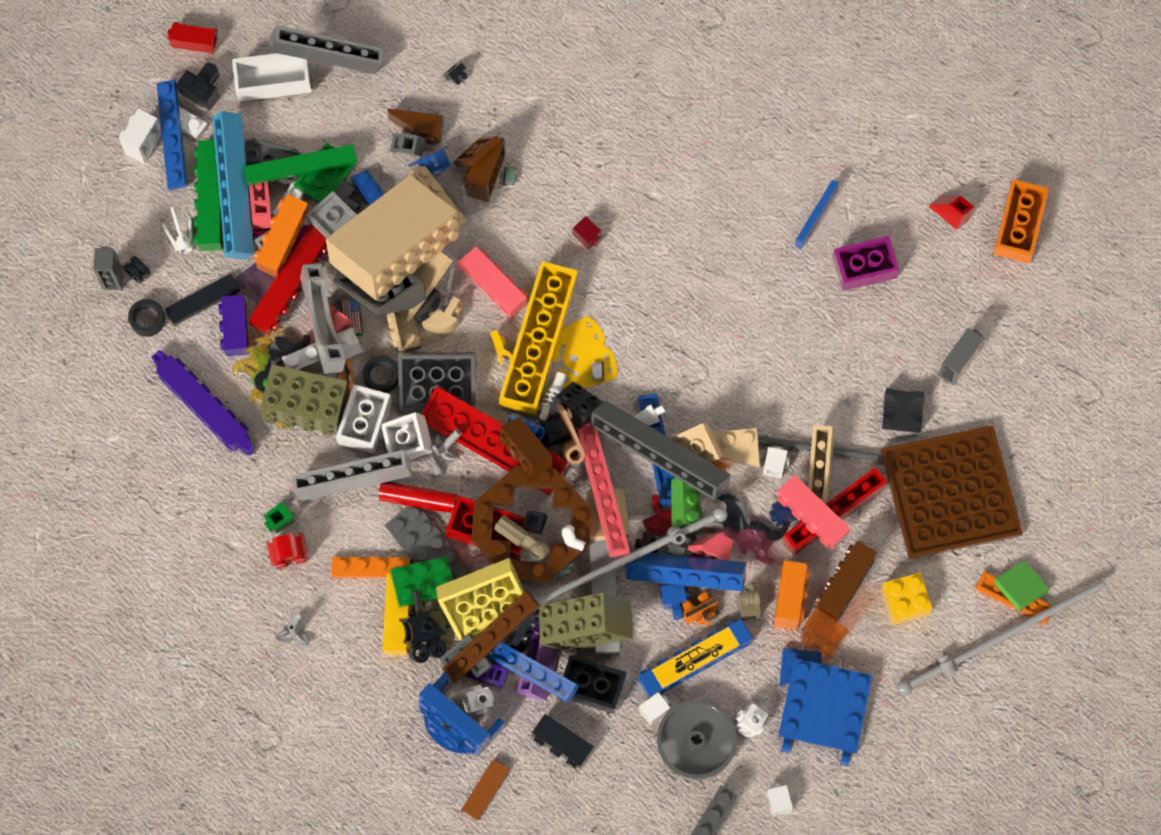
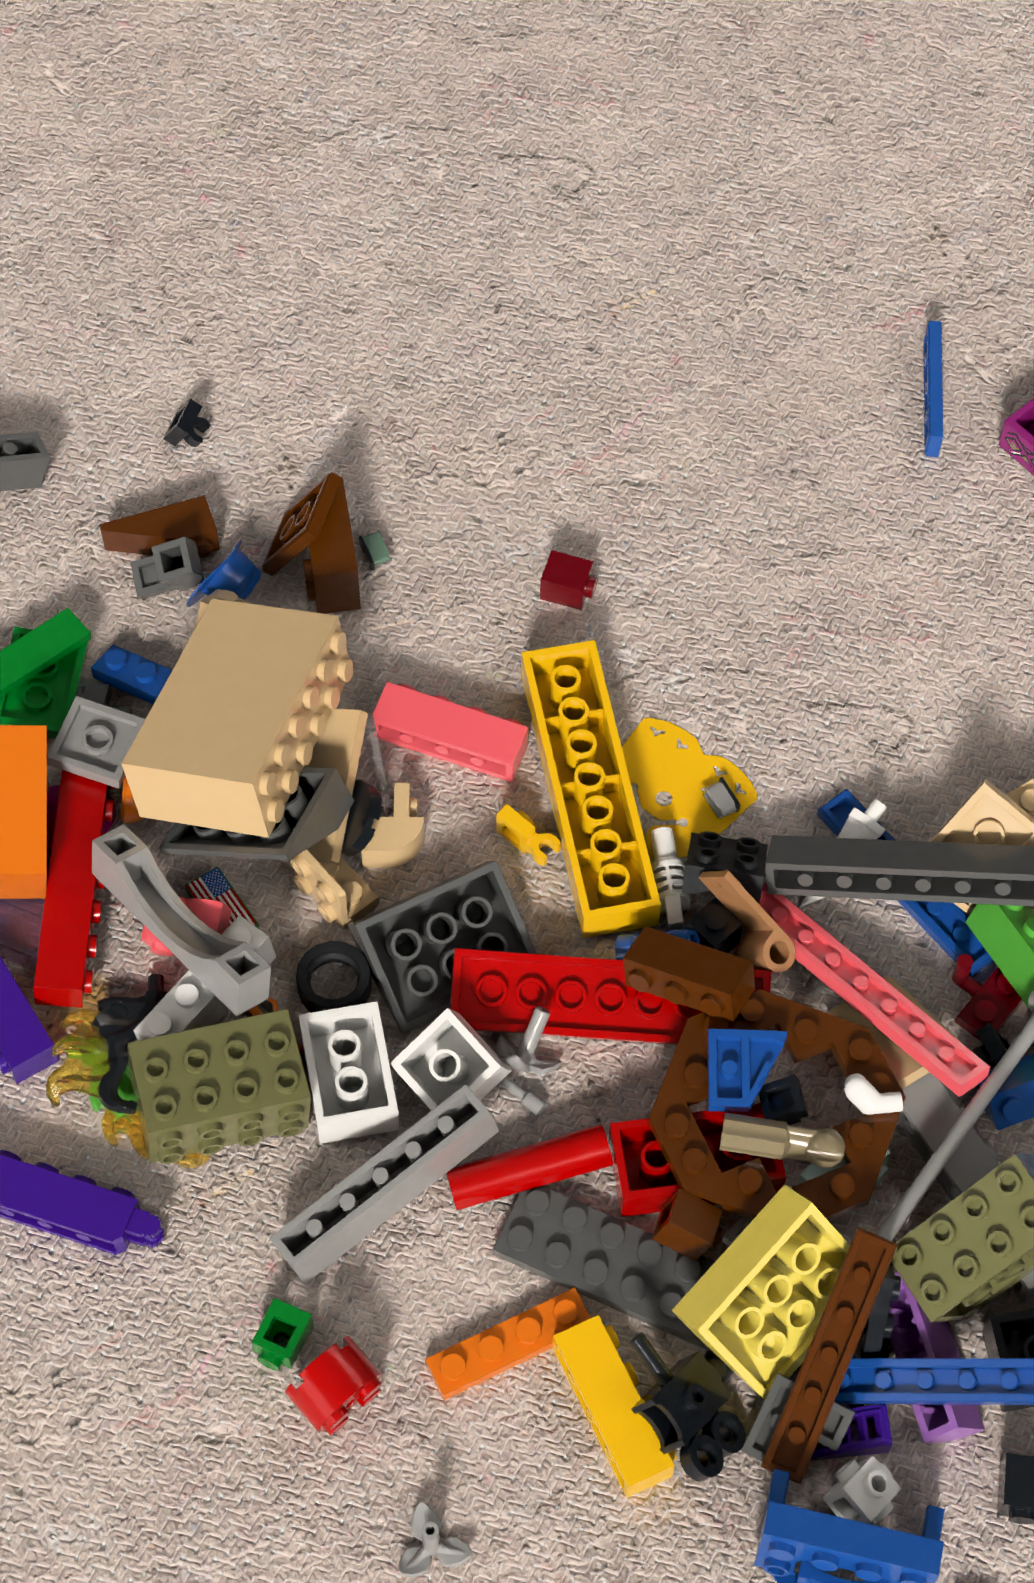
camera: 30 degrees left, 10 degrees down
(420, 576) = (627, 1305): green plate -> none
(468, 555) = (688, 1225): none -> reddish brown brick
(523, 498) = (739, 1066): none -> blue wing

